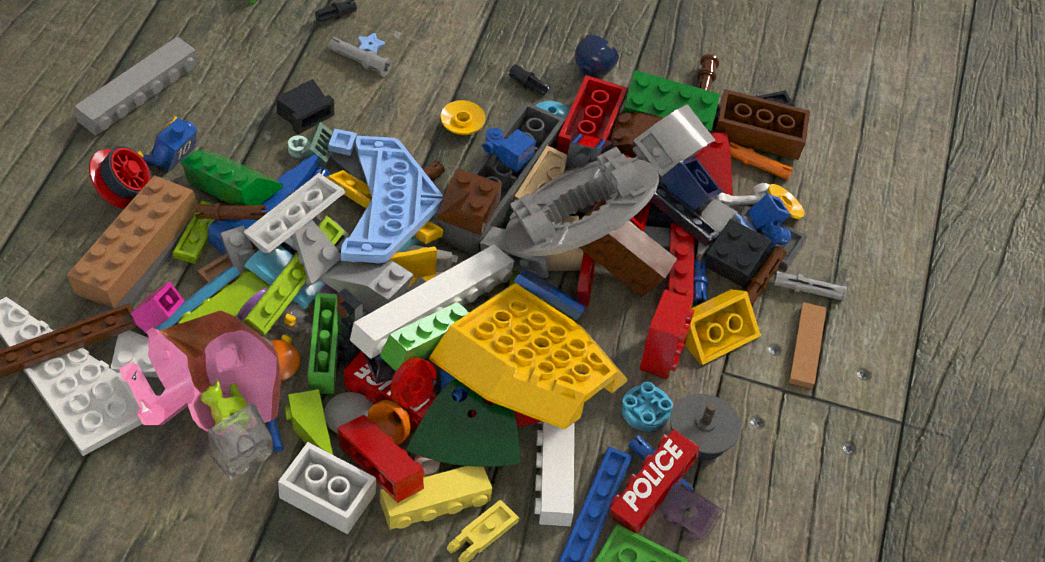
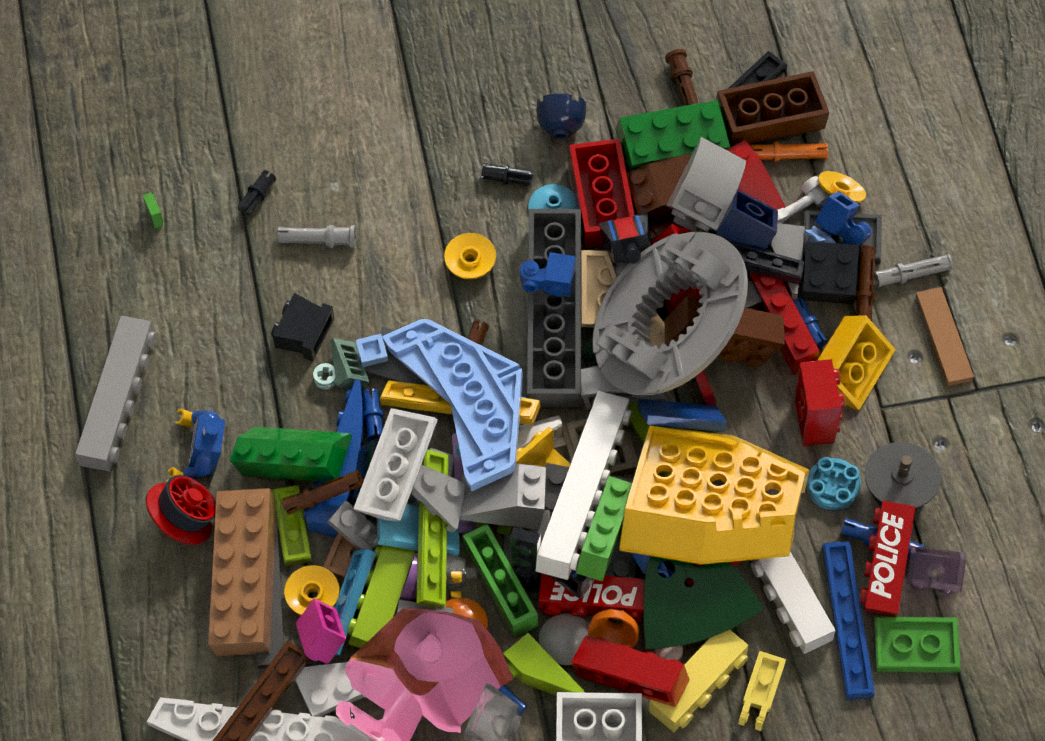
camera: 20 degrees left, 10 degrees up
(180, 274) = (309, 580): none -> yellow dish
(223, 407) = (457, 701): lime animal -> none
(372, 39) = (323, 219): light blue plate -> none
(413, 382) = (620, 582): red tile -> none
(470, 201) = (551, 358): reddish brown slope -> none

